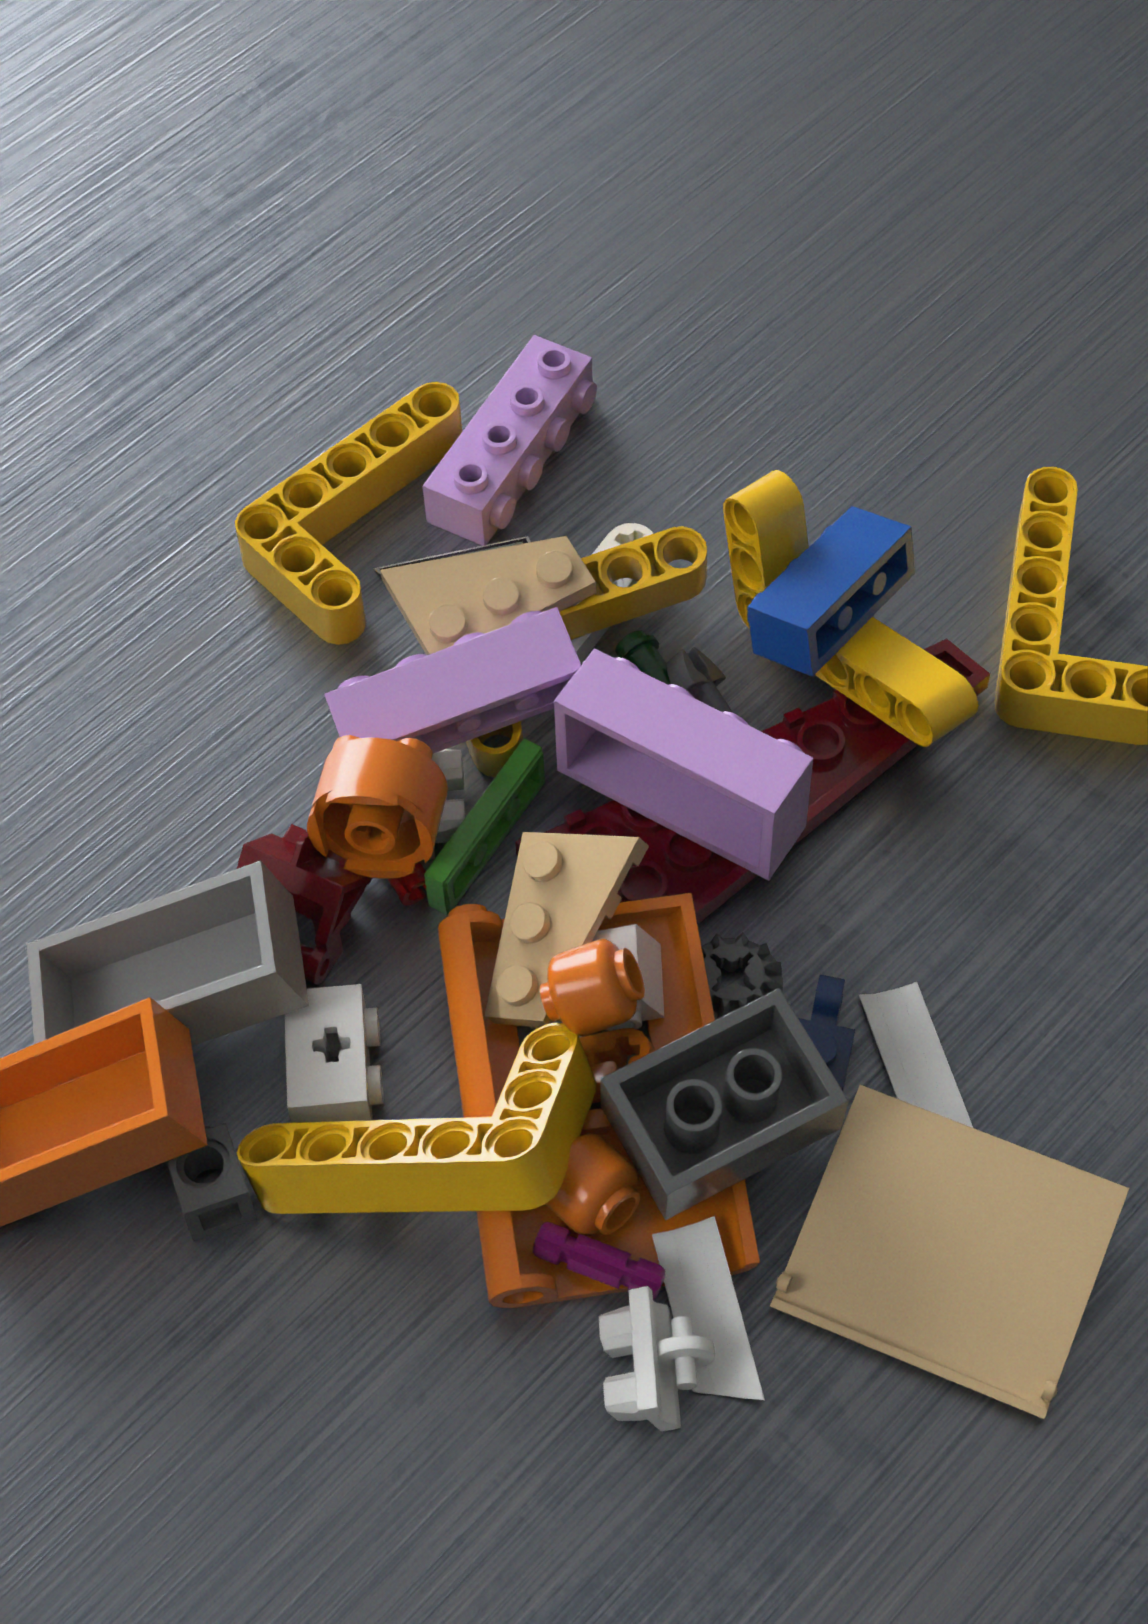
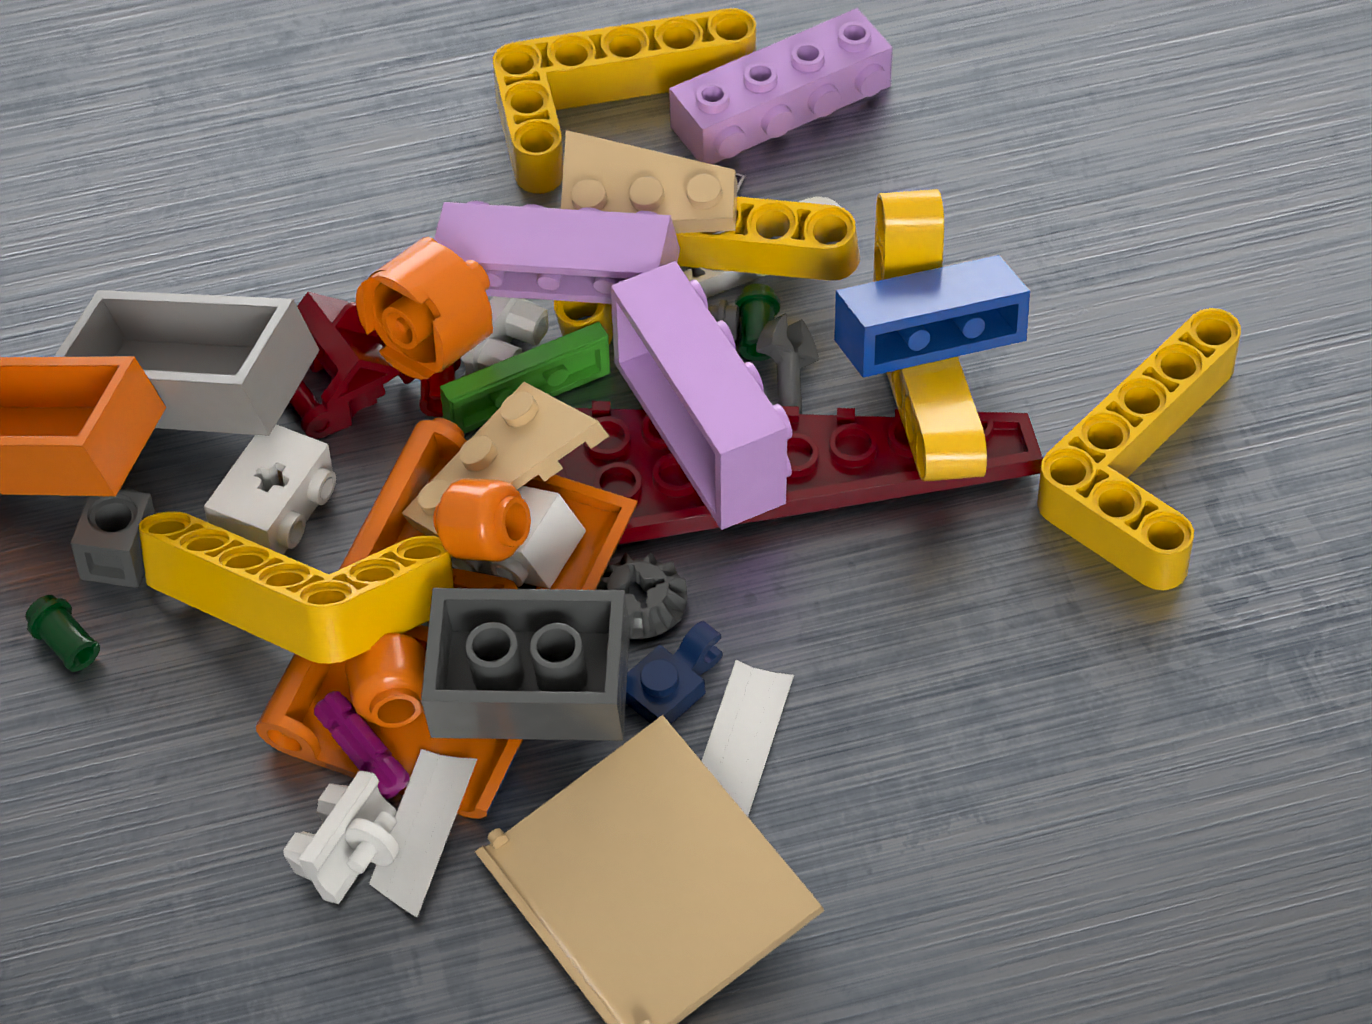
camera: 30 degrees right, 5 degrees down
(223, 1306) = (52, 621): none -> dark green pin

